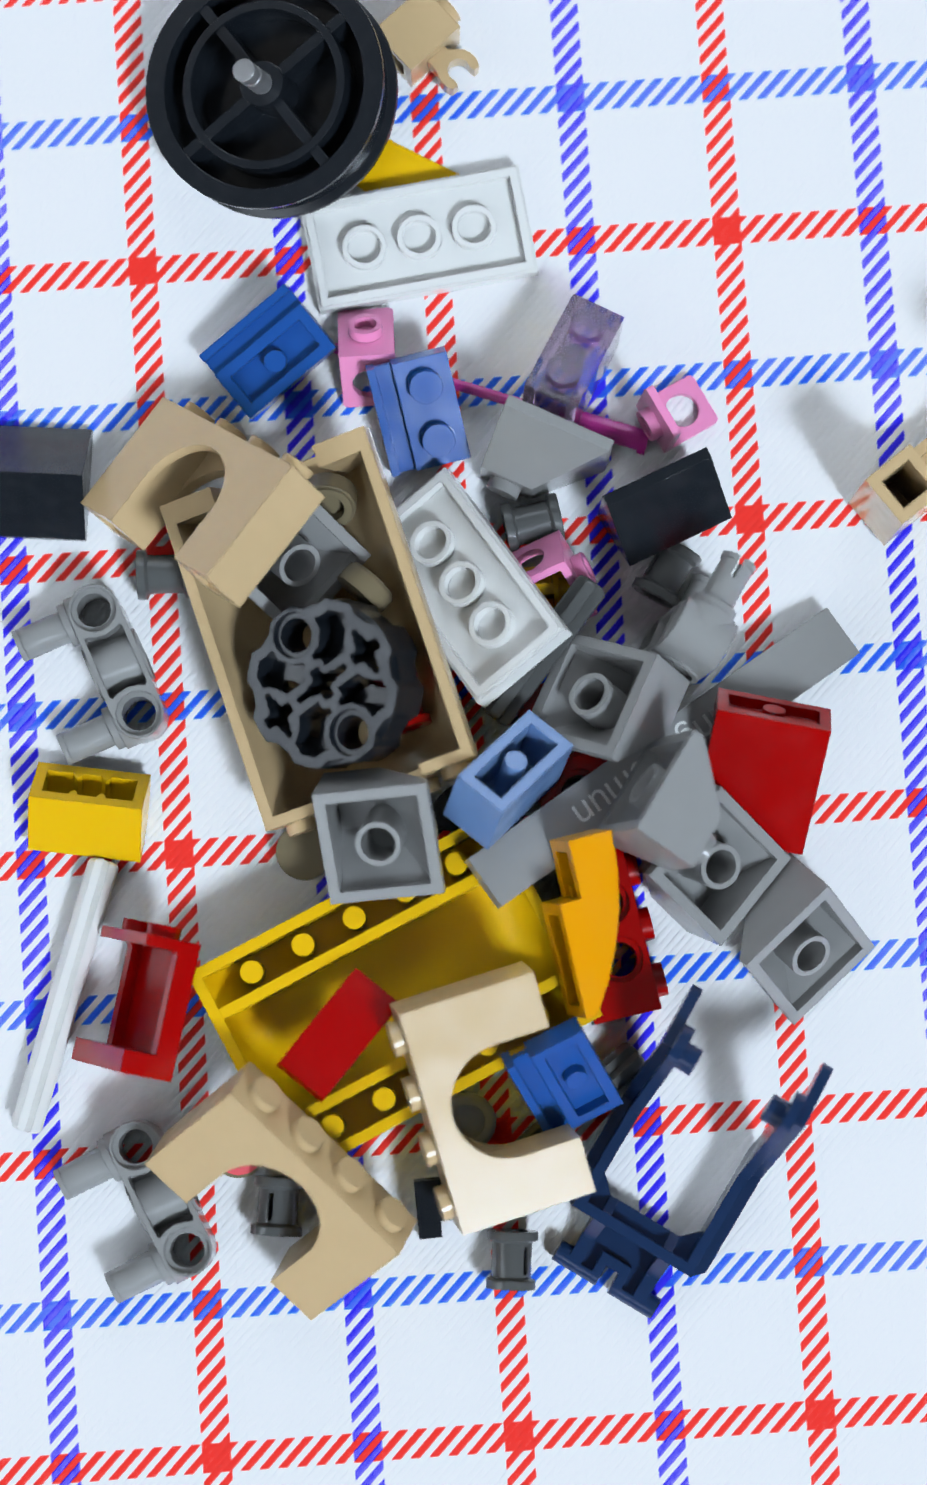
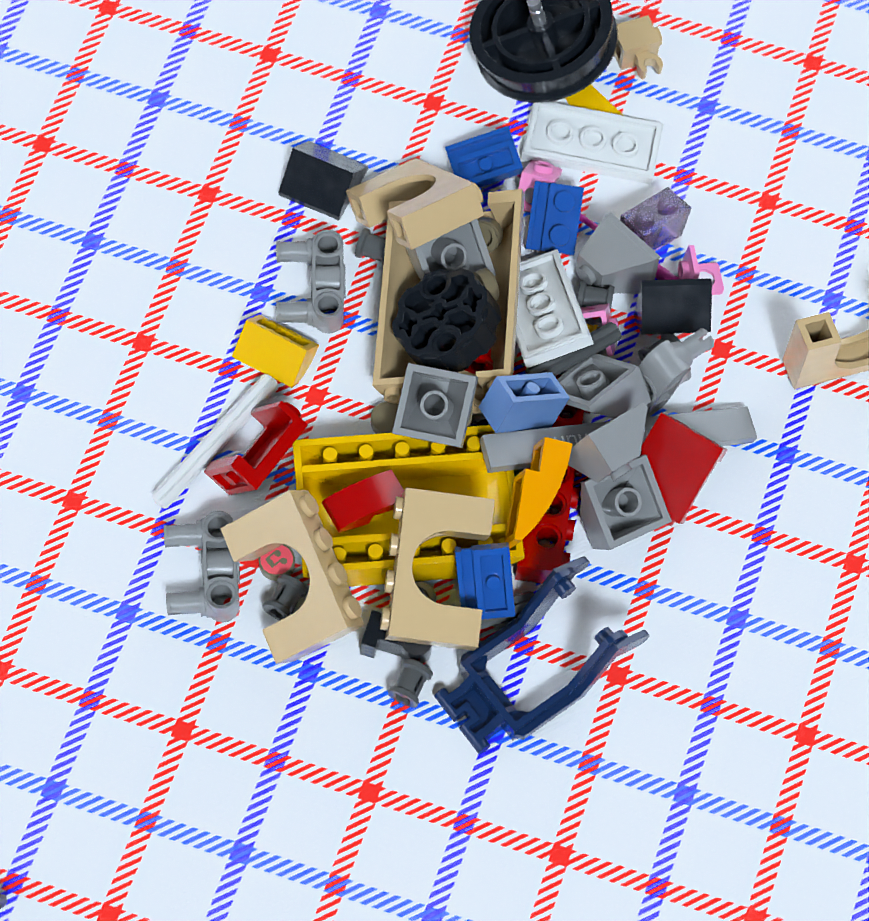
camera: 20 degrees right, 20 degrees down
(800, 940) = (659, 573): light grey slope -> none

